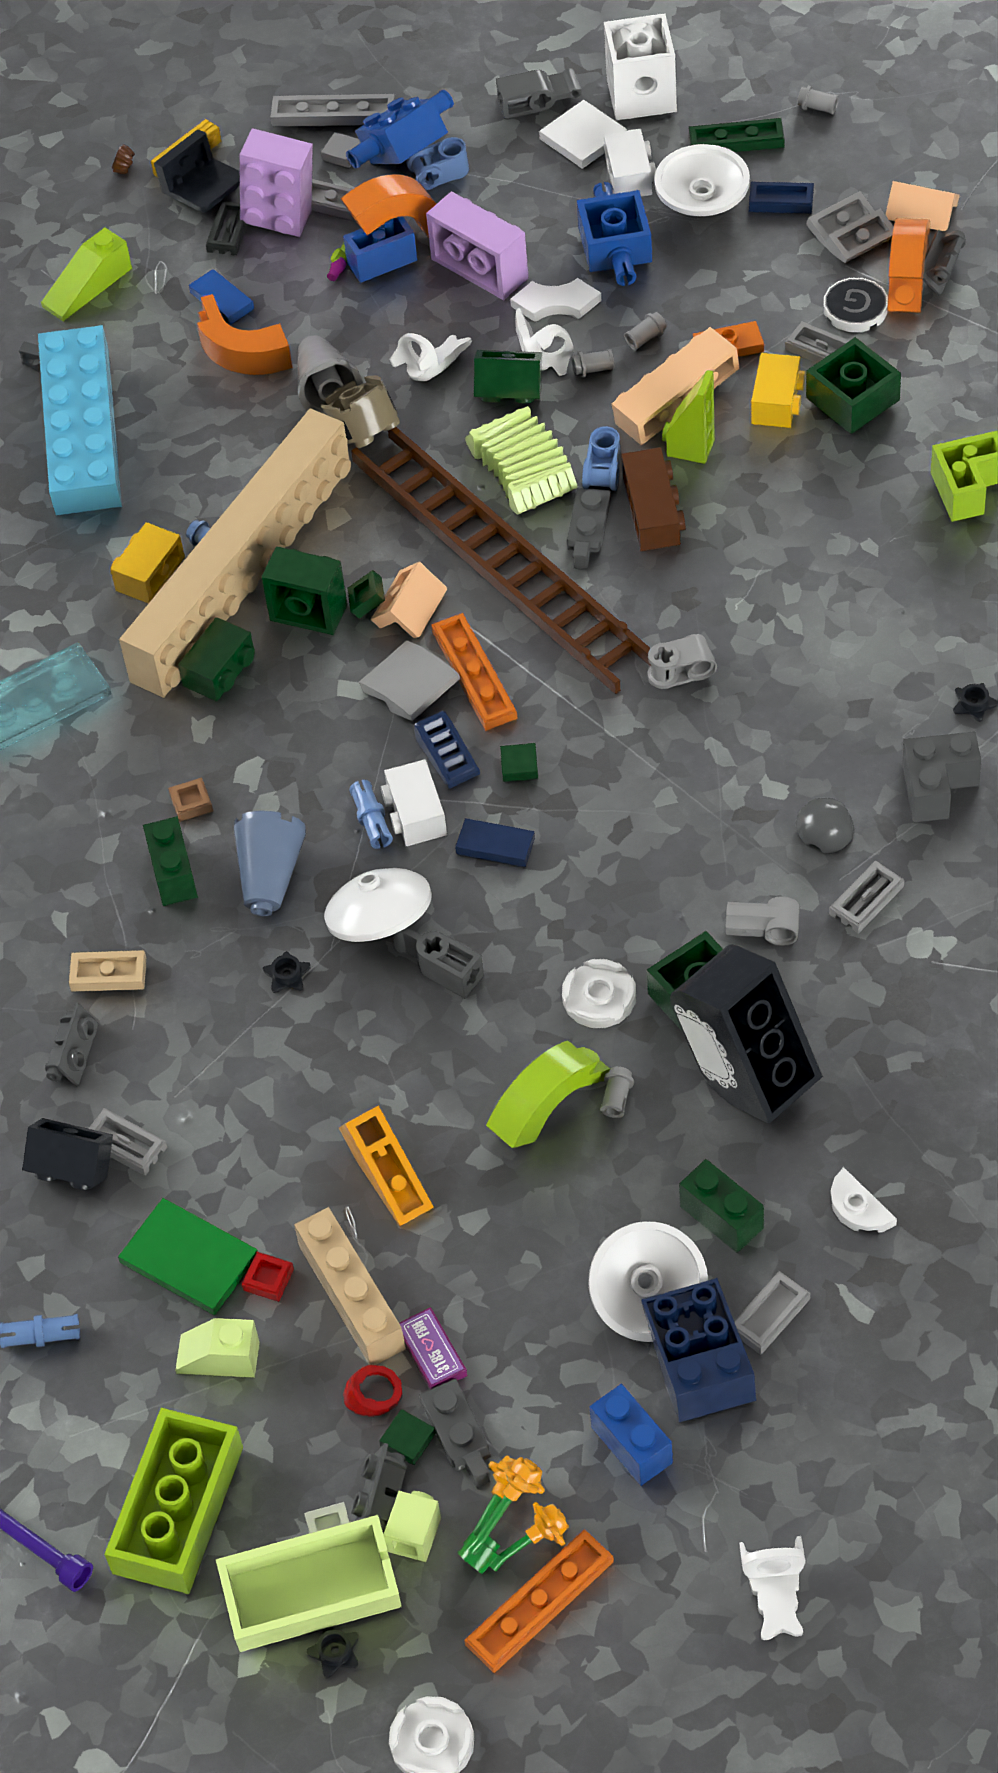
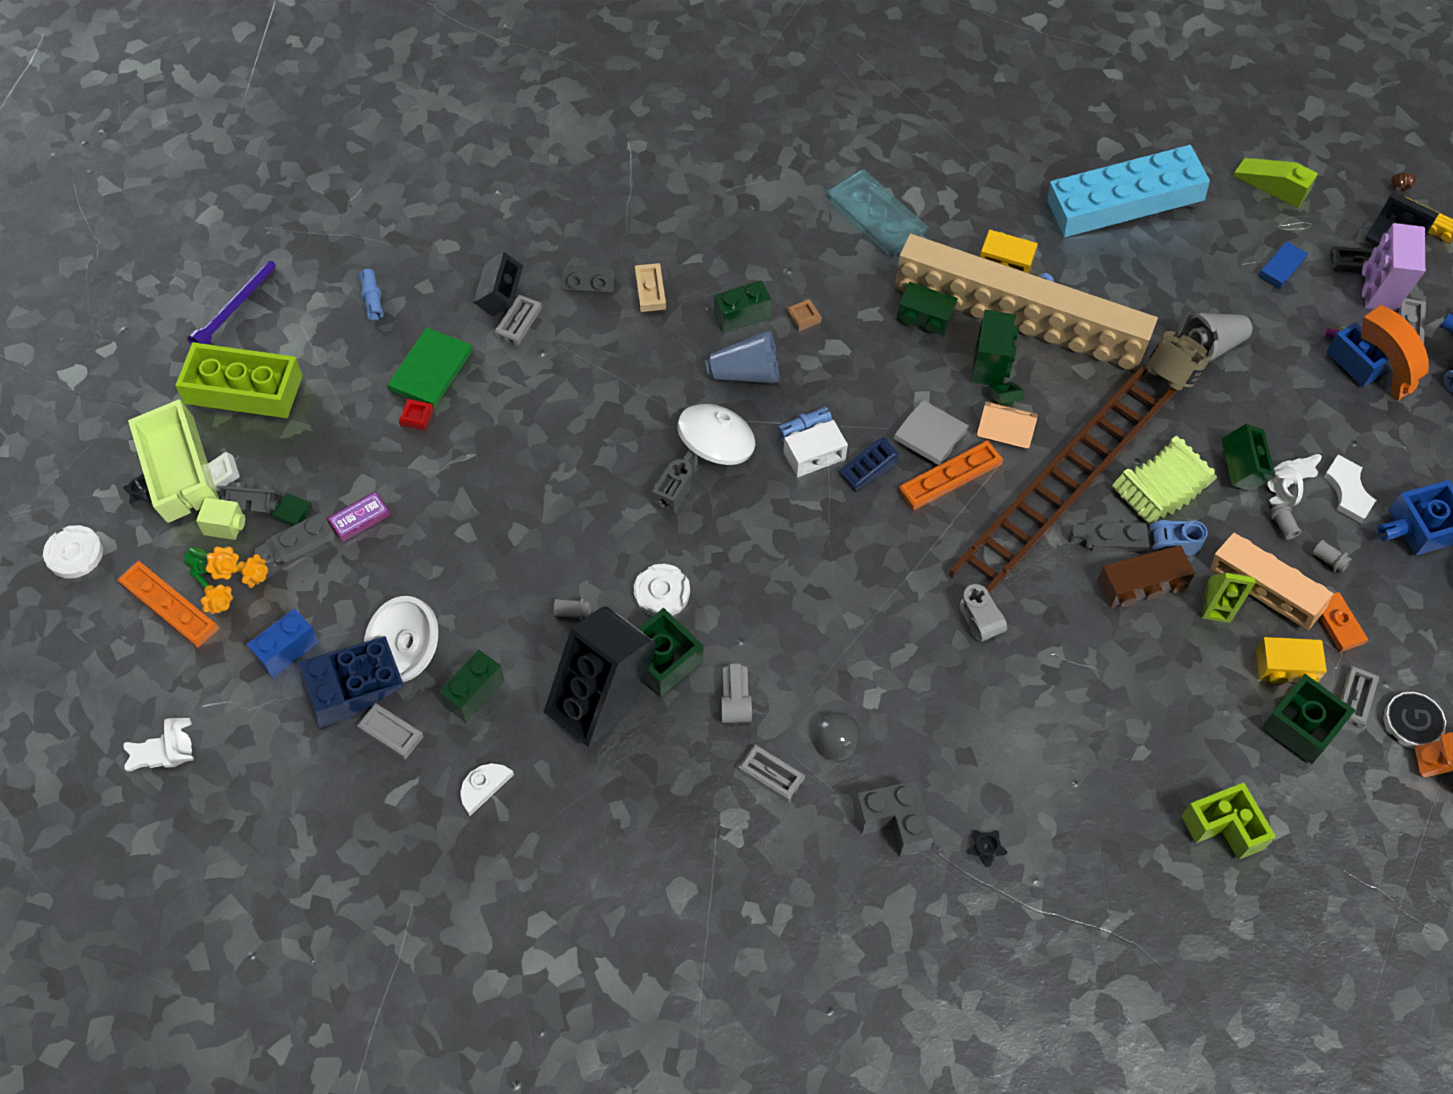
camera: 75 degrees right, 5 degrees up
(219, 1349) = (355, 395): yellowish green slope -> none
(242, 350) = (1229, 289): orange arch -> none
(286, 963) = (663, 386): black plate -> none
(350, 1287) = (401, 457): tan brick -> none
(357, 1403) = (321, 471): red piece -> none
(386, 1165) = (501, 467): light orange slope -> none
(431, 360) = (1251, 408): white hair -> none
(477, 245) = (1380, 419): lavender brick -> none
(495, 842) = (790, 507): dark blue tile -> none
(519, 762) = (867, 514): dark green tile -> none
(540, 1089) = (556, 549): lime arch -> none

